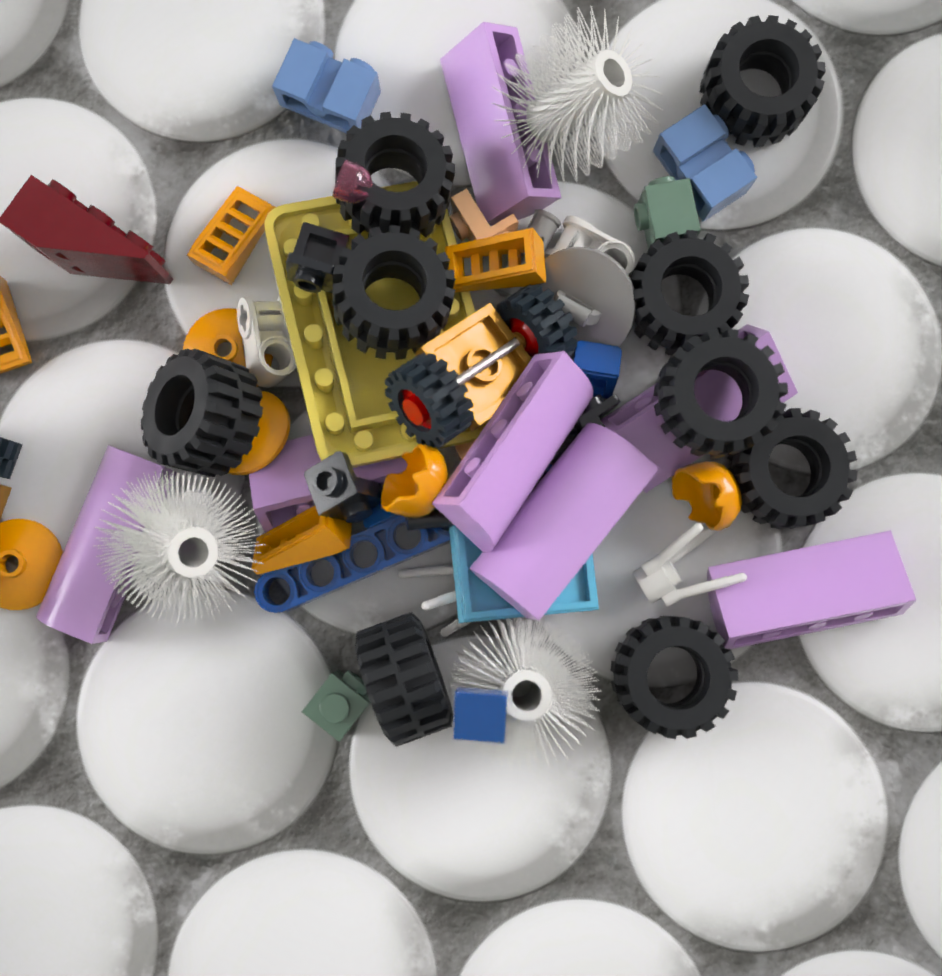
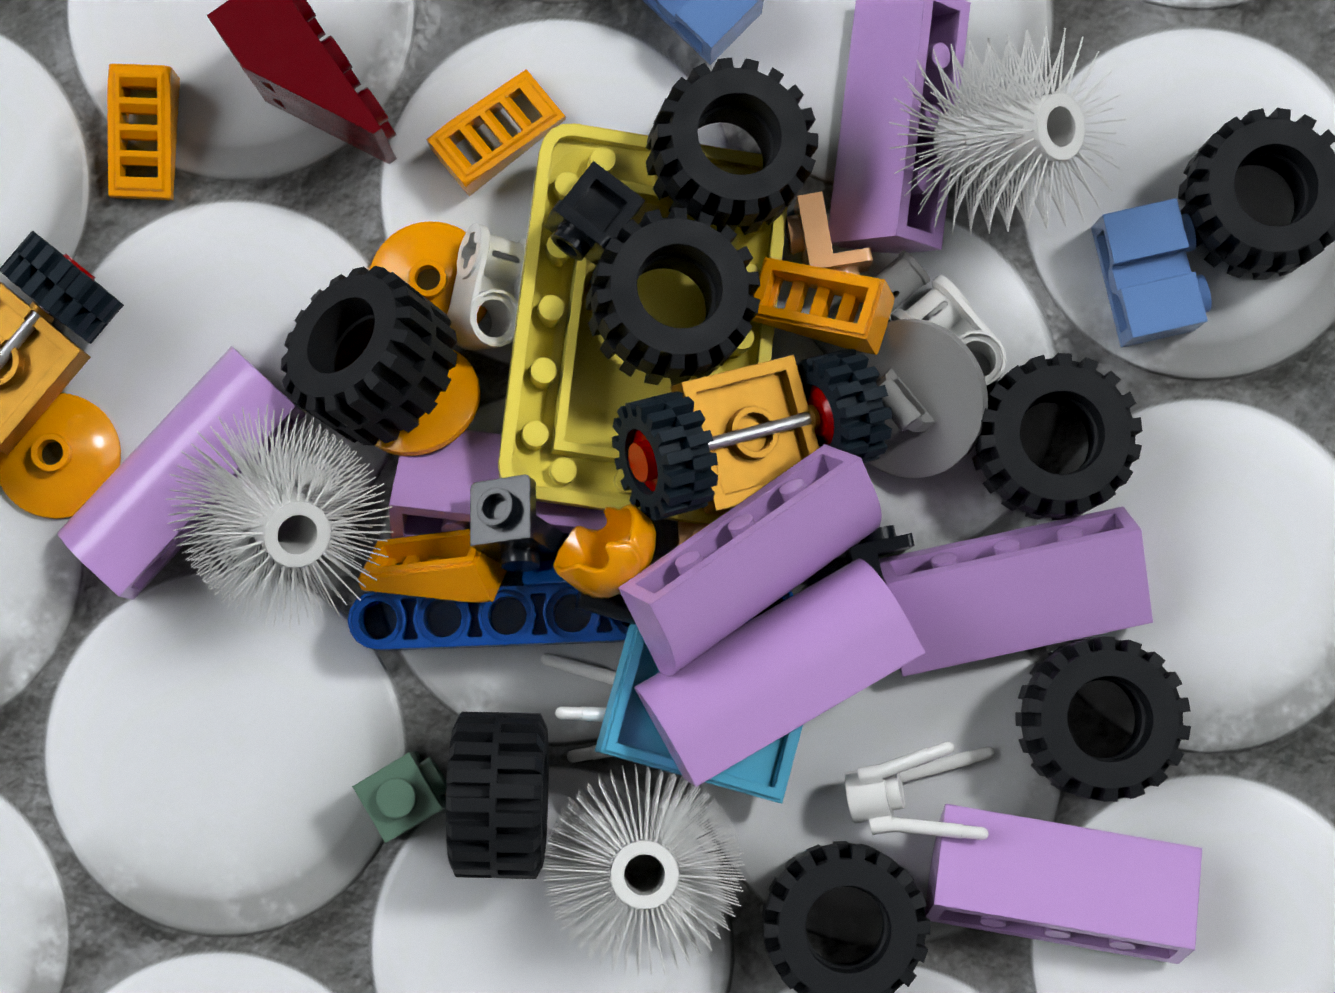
camera: 20 degrees right, 0 degrees up
(349, 179) = (673, 143): clear pink hinge -> none
(480, 714) = (576, 875): blue slope -> none
(600, 365) = (903, 488): blue slope -> none
(666, 208) = (1074, 317): sand green brick -> none
(710, 491) = (986, 706): light orange hair -> none
(751, 372) = (1094, 577): black tyre -> none

